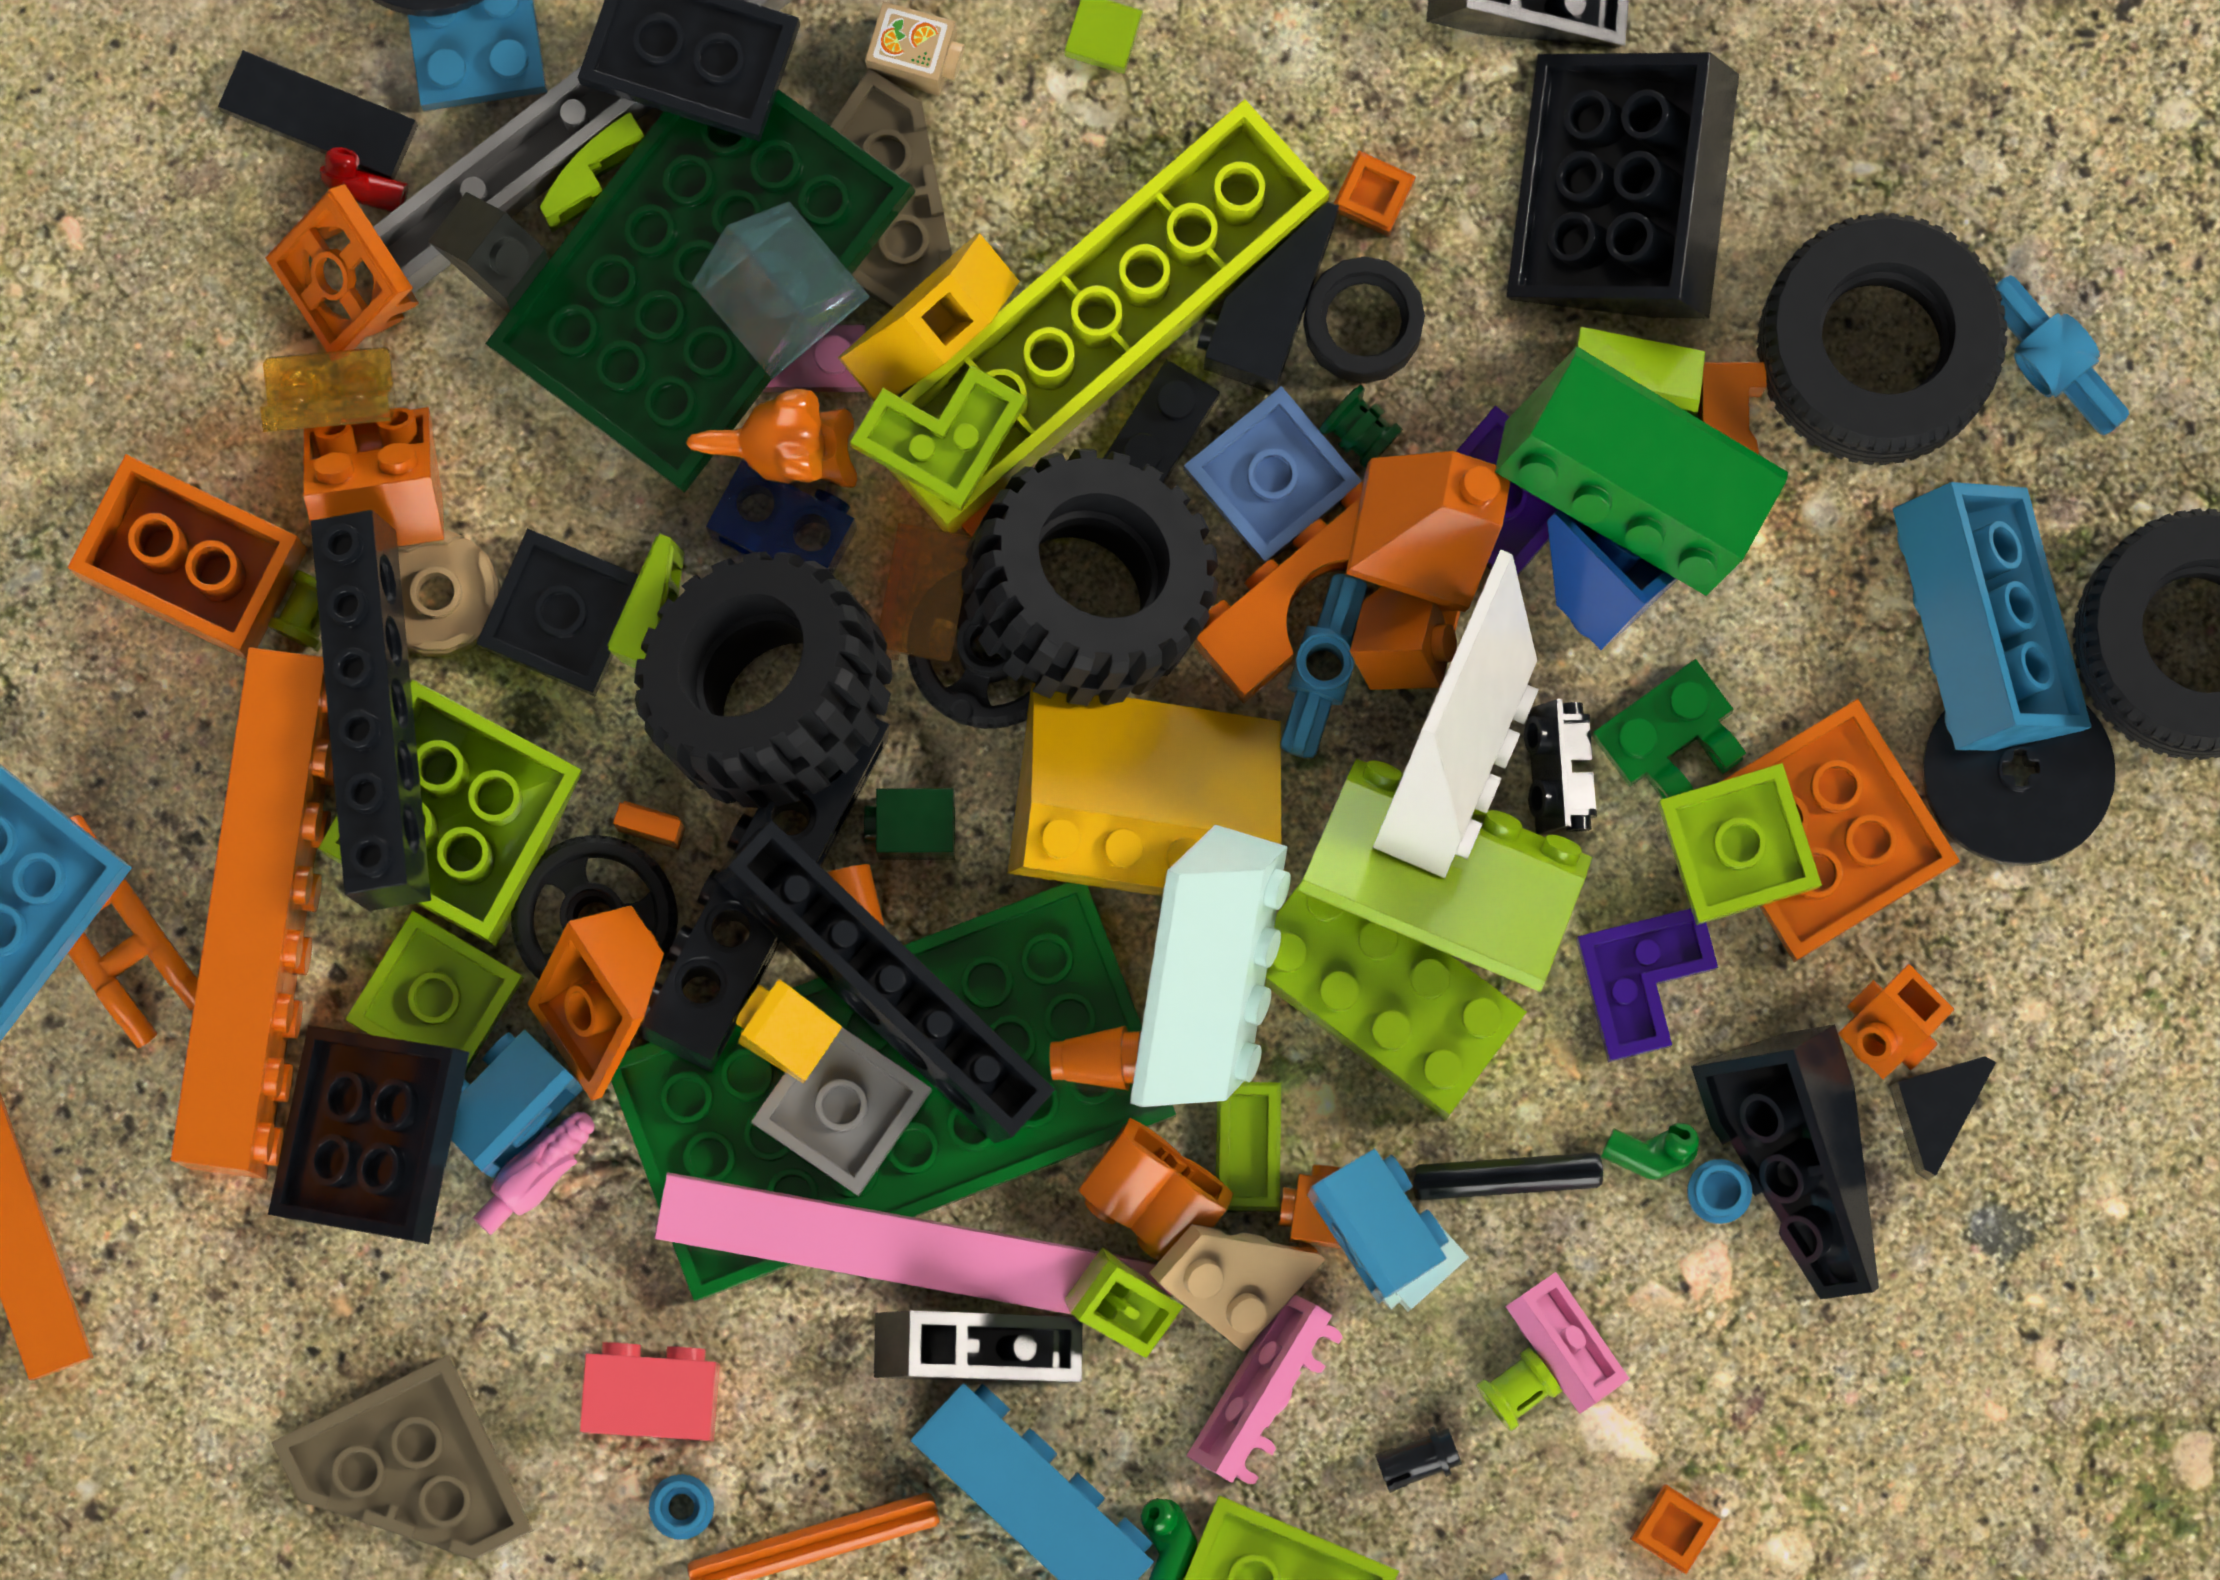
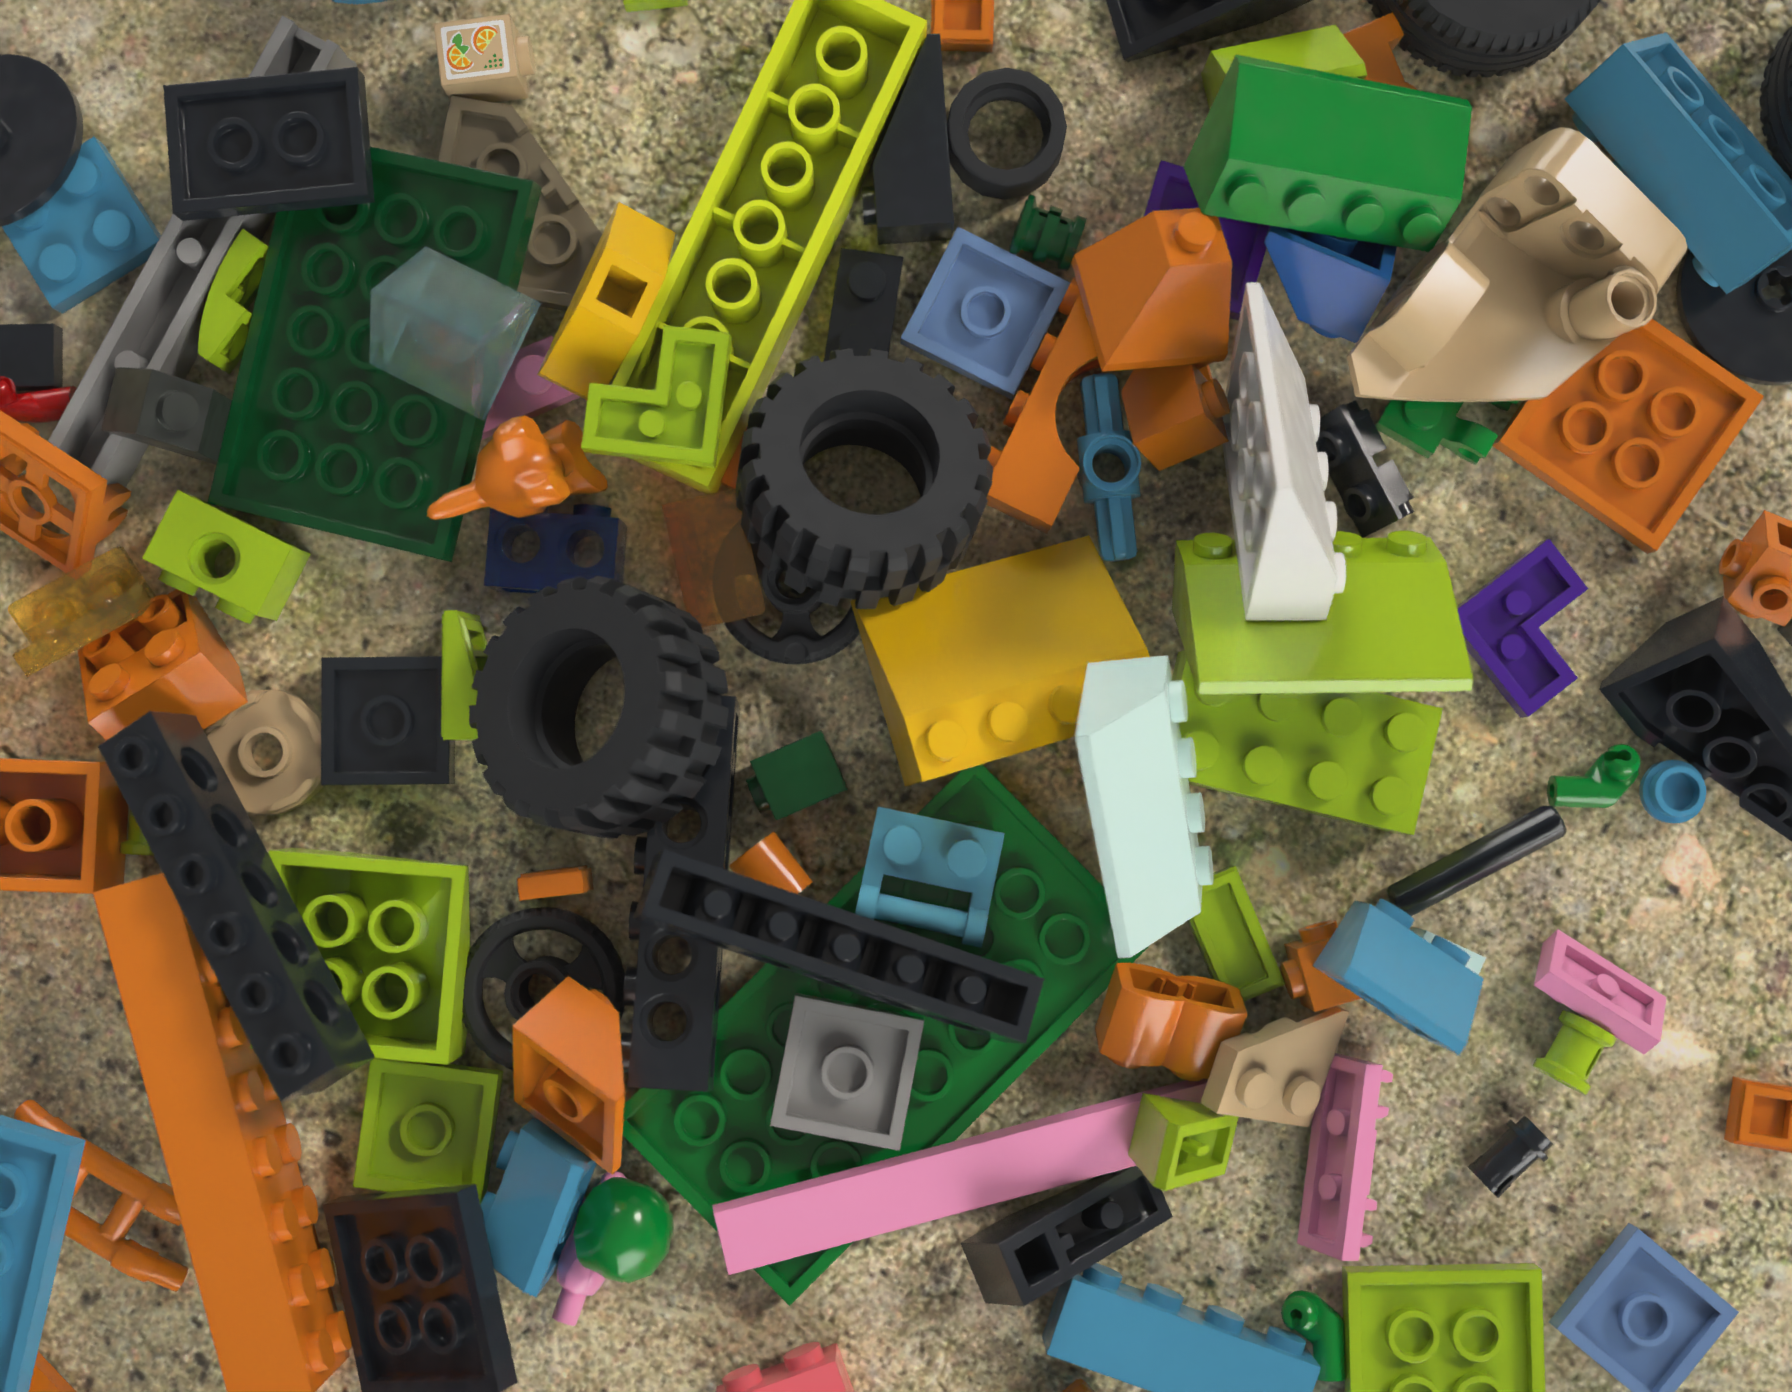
camera: 25 degrees left, 5 degrees up
(467, 365) = (195, 534): none -> lime brick
(574, 1165) = (623, 1230): none -> green hair
(786, 1029) = (766, 1038): yellow slope -> none
(1007, 947) = (932, 854): none -> medium azure plate
(1097, 1058) = (1067, 922): orange cone -> none
(1739, 844) = (1566, 467): lime plate -> none
(1762, 662) = (1525, 284): none -> tan panel

